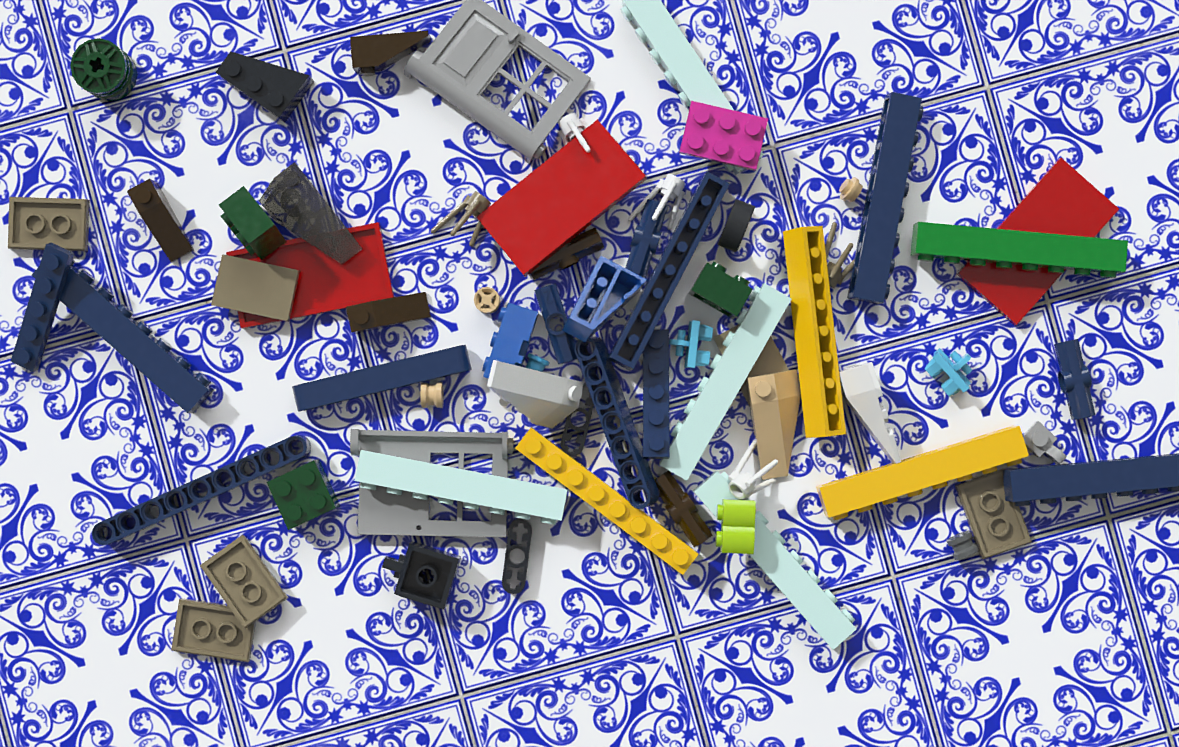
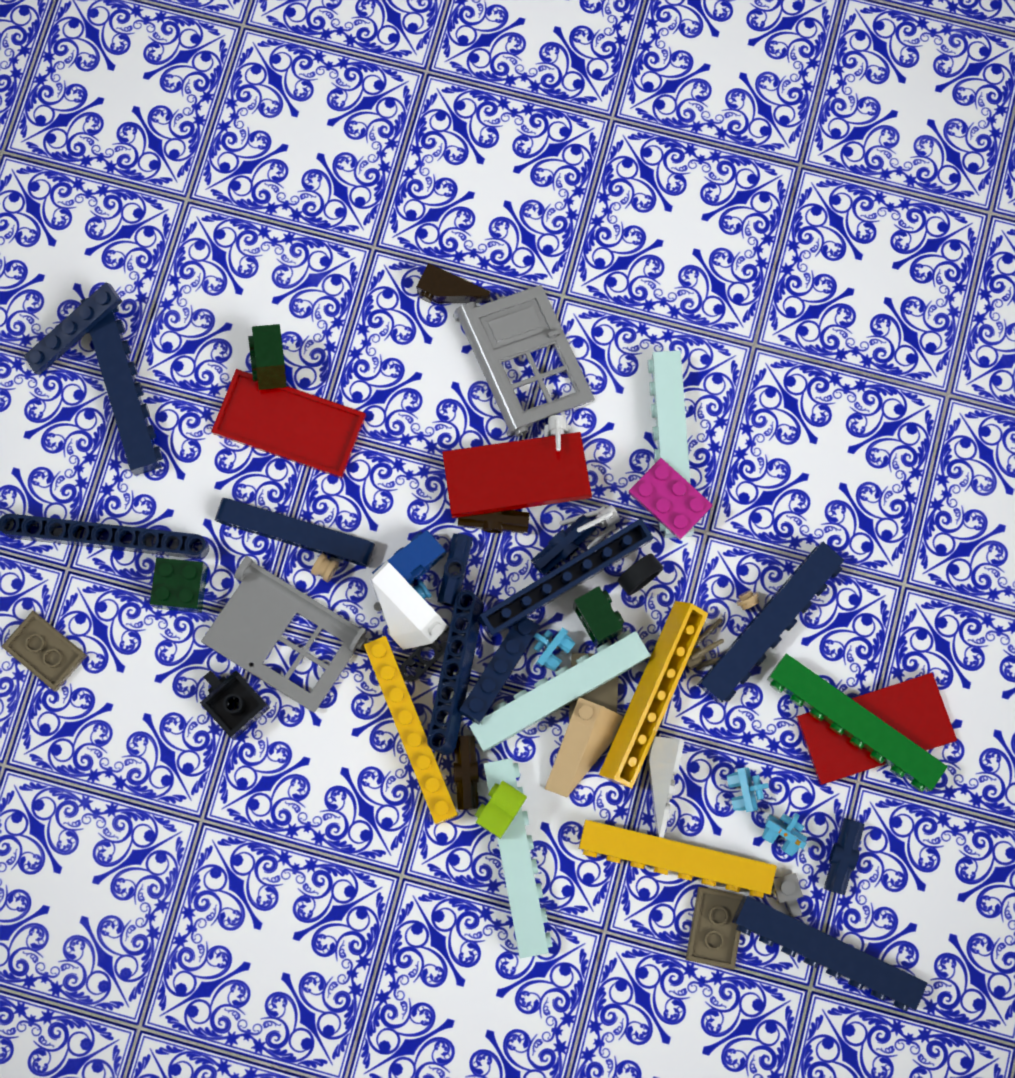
camera: 30 degrees right, 10 degrees down
(48, 220) = (119, 268): dark tan tile -> none
(114, 80) = (230, 195): dark green wheel -> none
(160, 219) = (202, 316): dark brown slope -> none
(244, 581) = (90, 626): dark tan tile -> none
(255, 287) = (241, 407): dark tan tile -> none
(267, 84) = (344, 262): black wedge -> none
(302, 210) = (312, 369): clear smoke wedge -> none
(388, 312) = (329, 484): dark brown slope -> none
(461, 485) = (304, 650): light aqua brick -> none
(474, 206) = (444, 441): dark tan plant -> none
(484, 297) = (411, 515): tan wheel -> none
(507, 574) = (329, 722): black beam -> none
(601, 298) = (501, 568): blue wedge -> none
(742, 484) = (525, 779): white plant -> none
(962, 545) = (675, 937): dark grey wheel -> none
(1008, 384) = (793, 838): none -> medium azure hips

